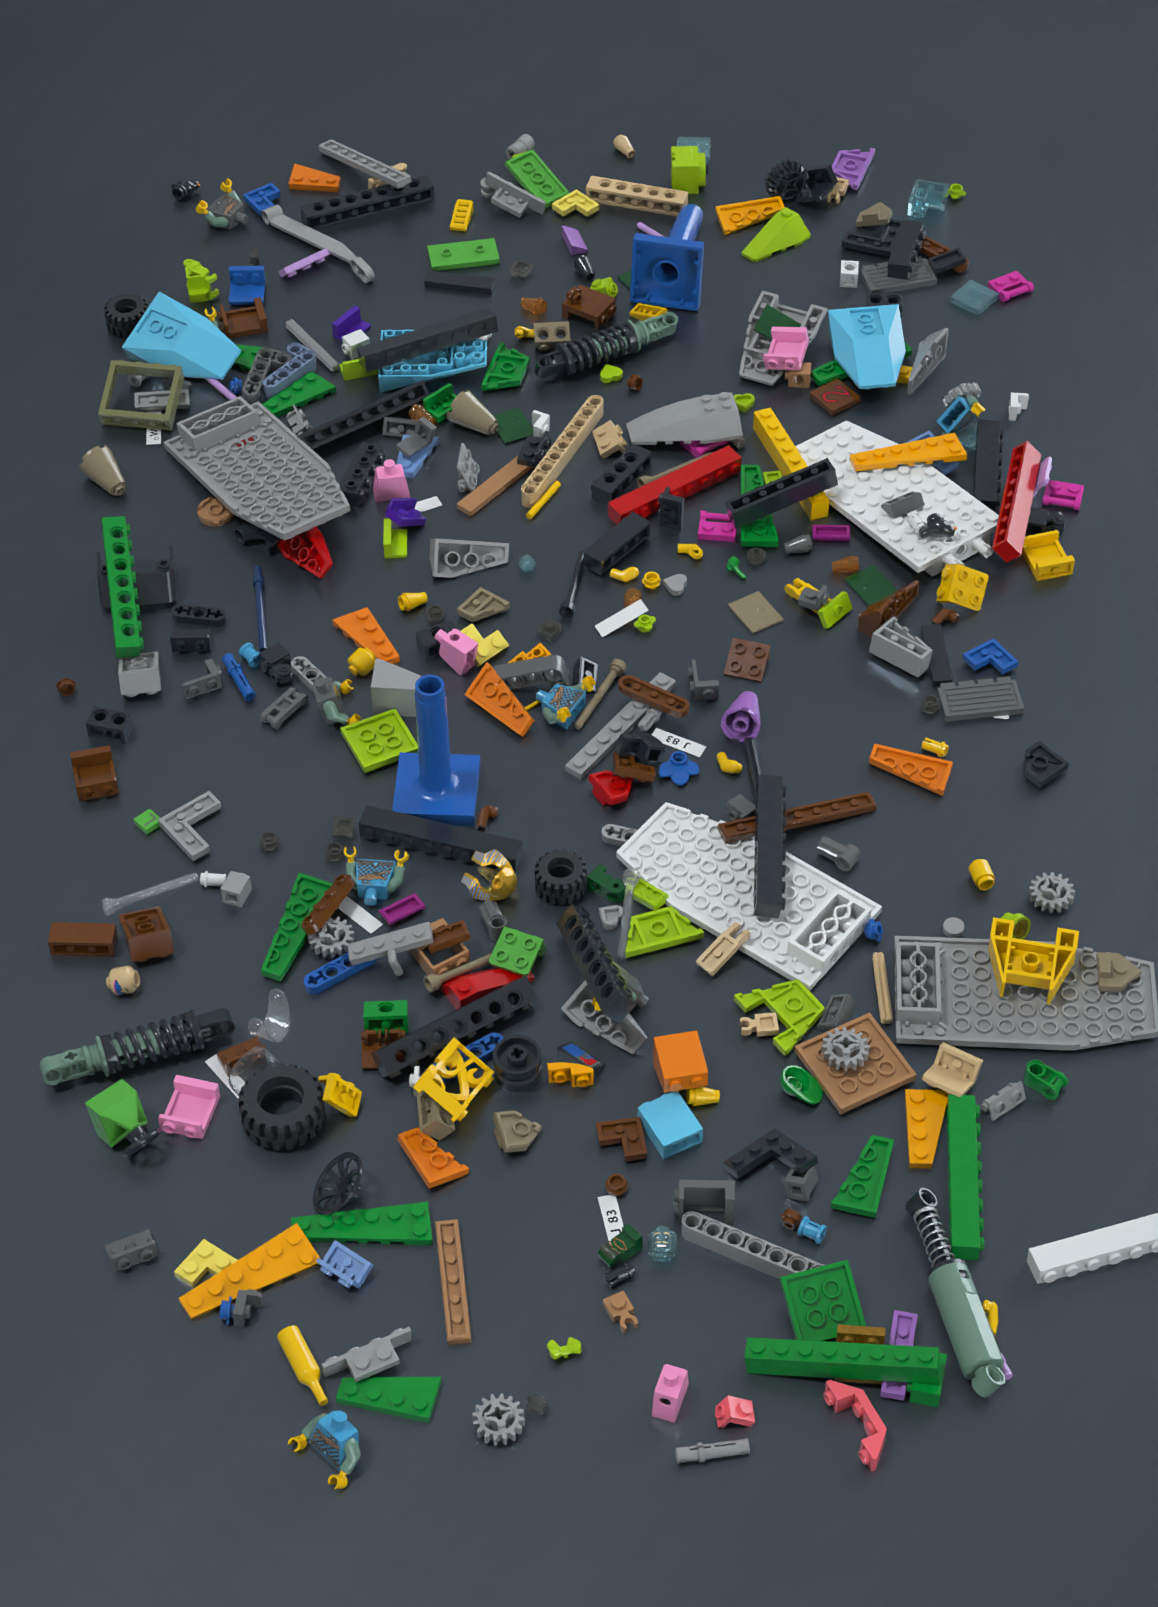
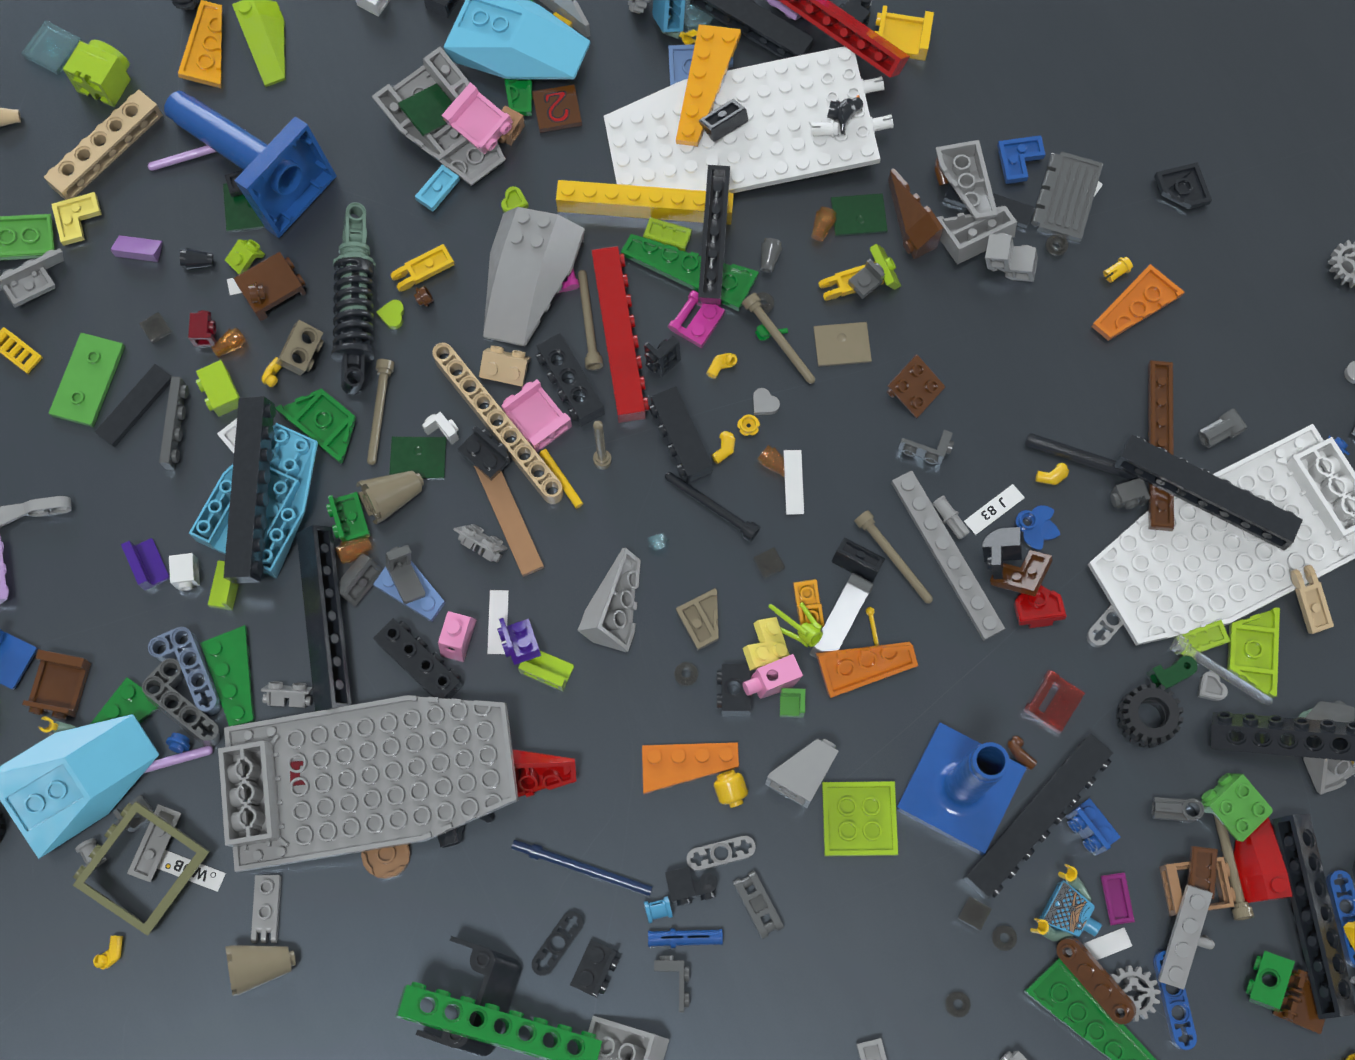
camera: 65 degrees left, 25 degrees up
(82, 411) = (110, 956): none -> yellow arm
(146, 469) = (266, 908): none -> light grey hinge
(311, 344) = (151, 621): light grey axle -> none
(330, 700) = (782, 850): torso -> none
(409, 601) = (656, 692): yellow cone -> none
(447, 871) = (1092, 827): none -> blue bracket
(450, 674) = (792, 702): none -> bright green panel
(457, 301) = (172, 429): none -> dark grey plate
(502, 307) = (218, 387): none -> lime brick
(502, 880) = (1133, 783): pearl gold piece -> none
(503, 653) = (808, 633): none -> lime plant
(535, 287) = (202, 329): none -> dark red brick
(539, 829) = (1061, 705): none -> clear red plate
(564, 384) = (384, 369): none -> dark tan piece
(564, 702) = (897, 600): torso -> none
(572, 514) = (601, 457): none -> dark tan piece
(582, 468) = (536, 415): none -> bright pink panel
(644, 623) = (816, 461): lime plate -> none
(647, 311) = (325, 230): yellow slope -> none
(653, 696) = (938, 504): reddish brown plate -> none
(657, 374) = (423, 267): none -> yellow hinge
(723, 359) = (437, 188): none -> medium azure plate
(742, 717) = (1000, 427): medium lavender cone -> none
(747, 544) = (753, 304): none -> dark tan piece
(831, 532) = (764, 214): magenta tile -> none
(884, 472) = (724, 120): none -> black slope
(890, 665) = (1016, 261): none -> light grey brick
(903, 504) = (780, 126): dark grey slope -> none
(945, 623) = (967, 173): none -> light grey wedge
(962, 586) = (918, 135): yellow bracket -> none
(982, 874) = (1306, 312): yellow brick -> none

